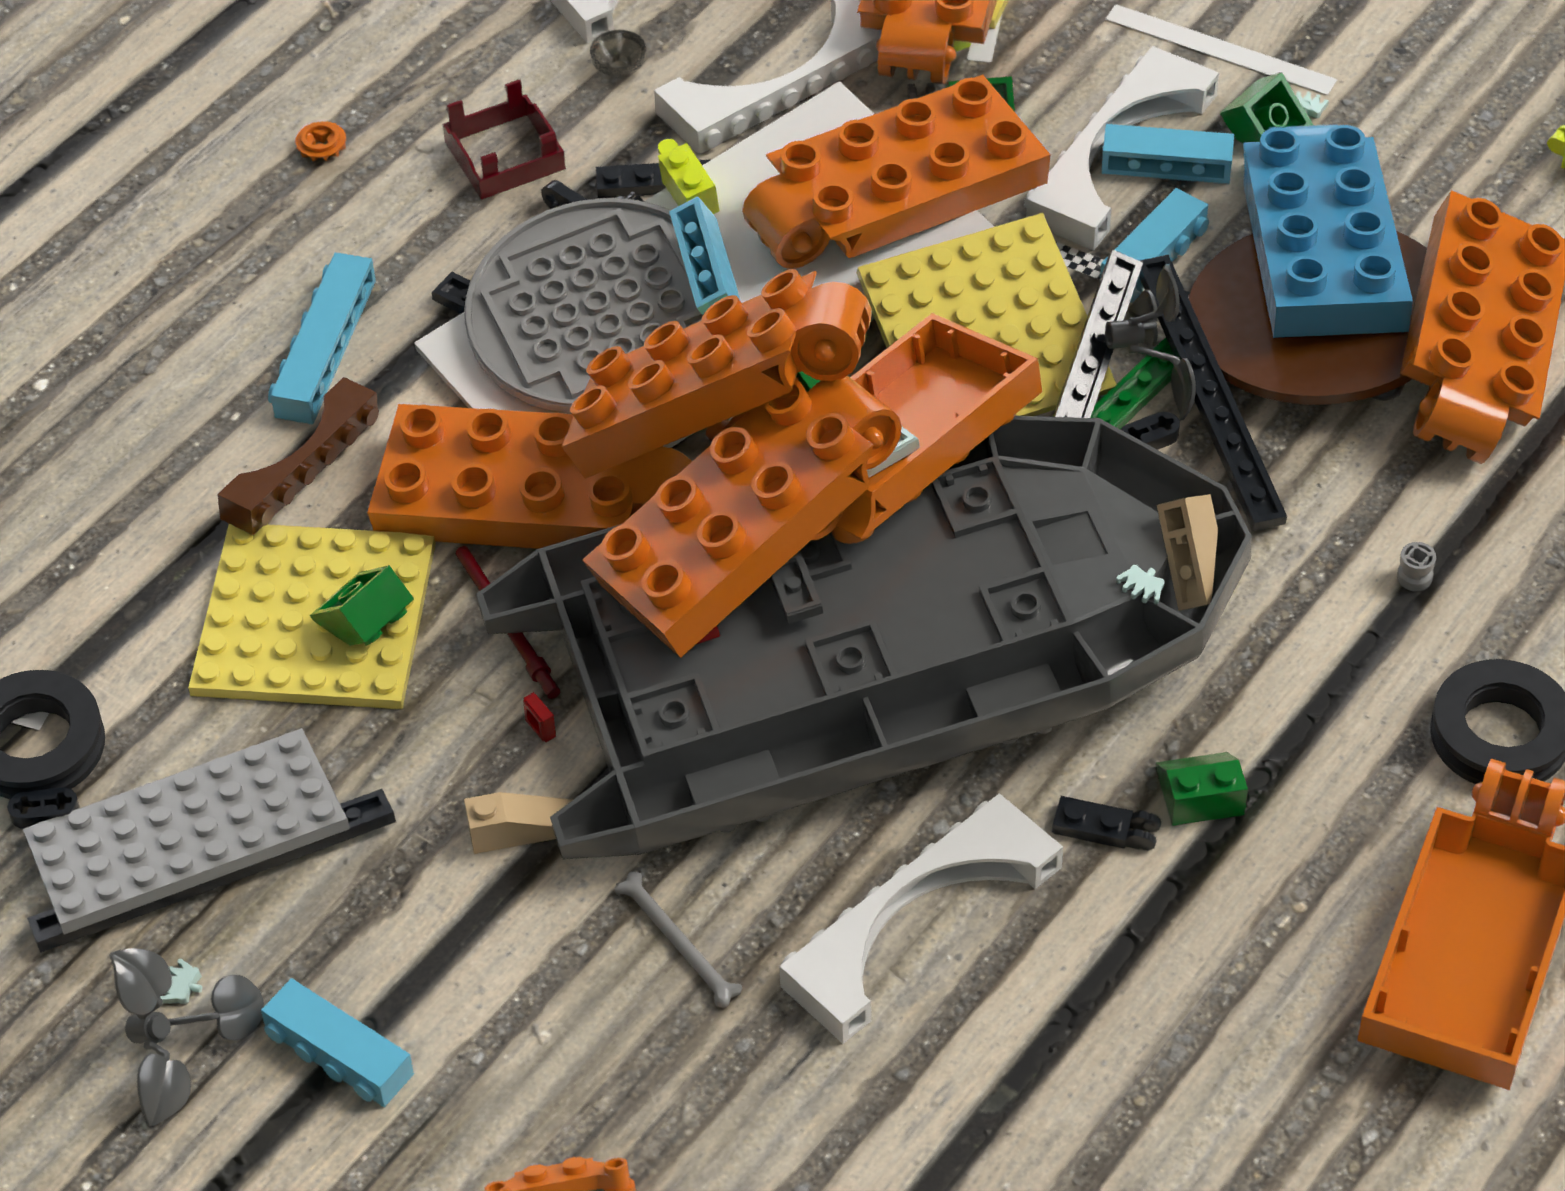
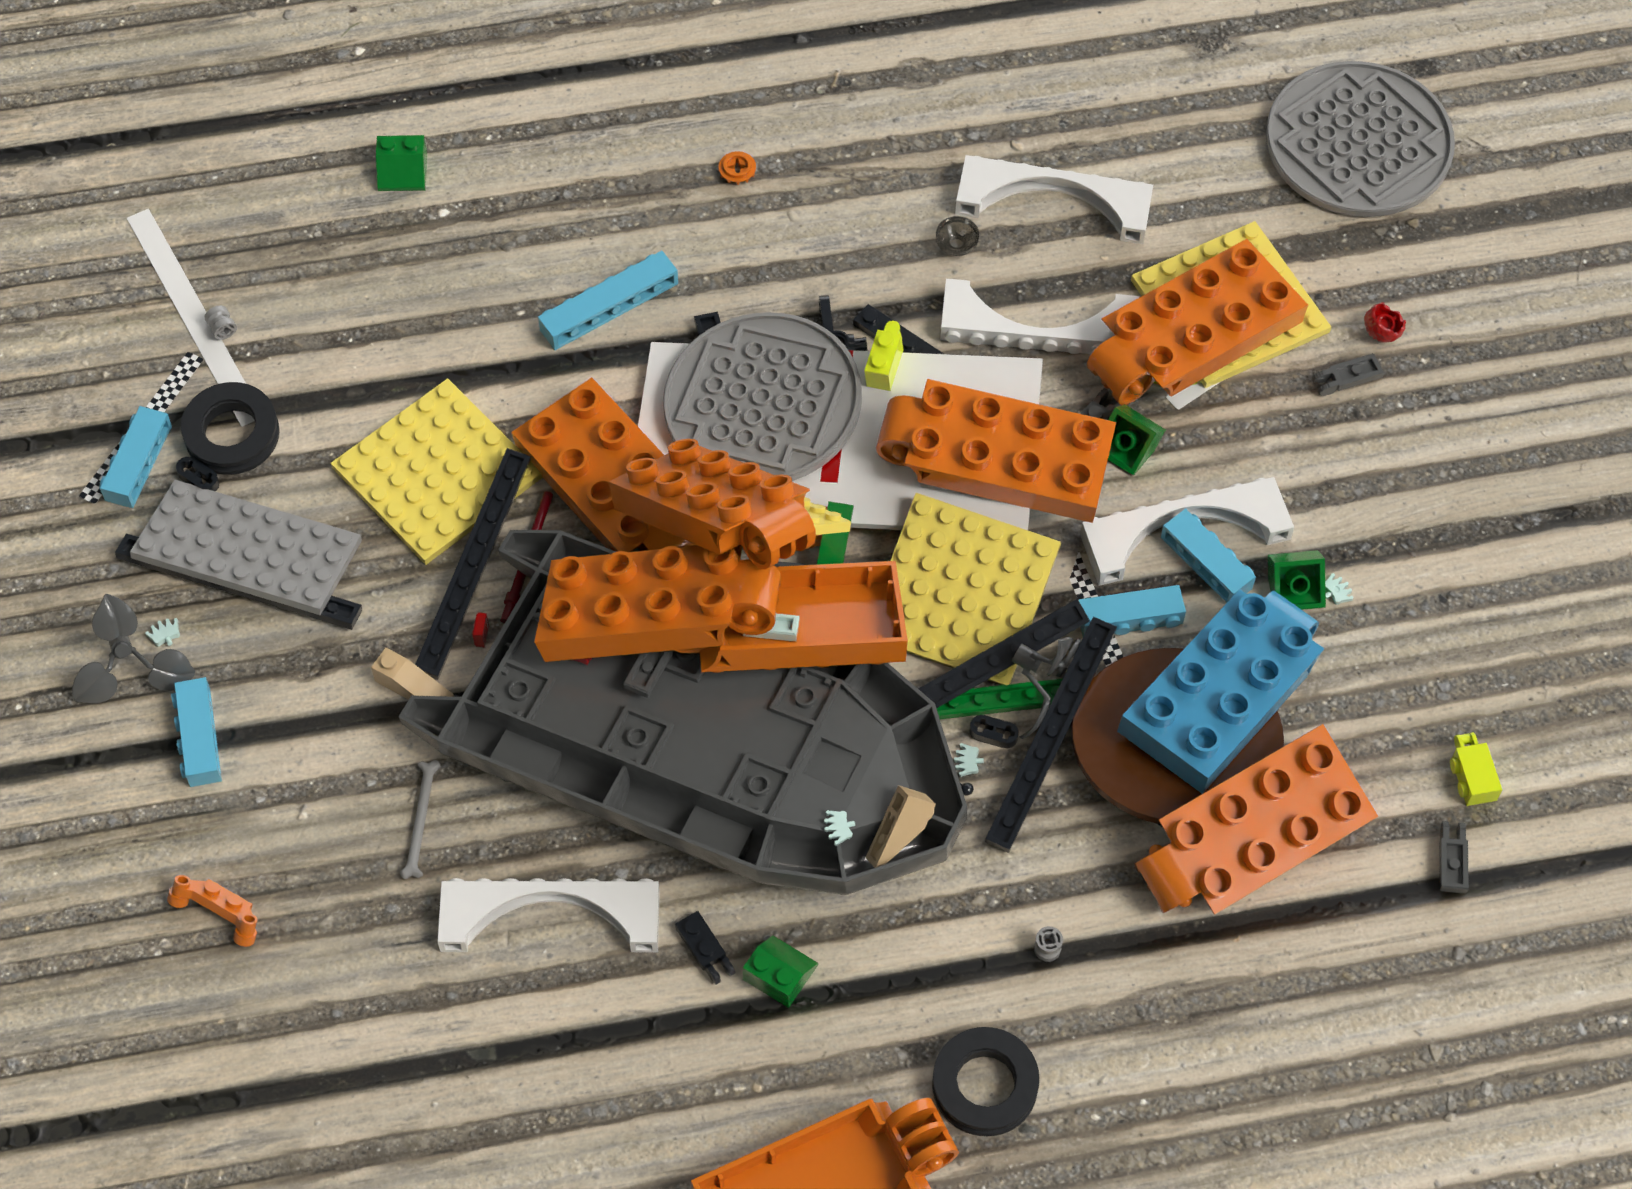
camera: 40 degrees right, 10 degrees up
(259, 494) = (468, 375): reddish brown arch -> none
(364, 606) = (452, 489): green slope -> none
(461, 660) = (472, 563): none -> black plate
(516, 106) = (845, 279): dark red piece -> none
(703, 253) = (830, 422): medium azure brick -> none
(1221, 49) = (1329, 510): white sticker -> none

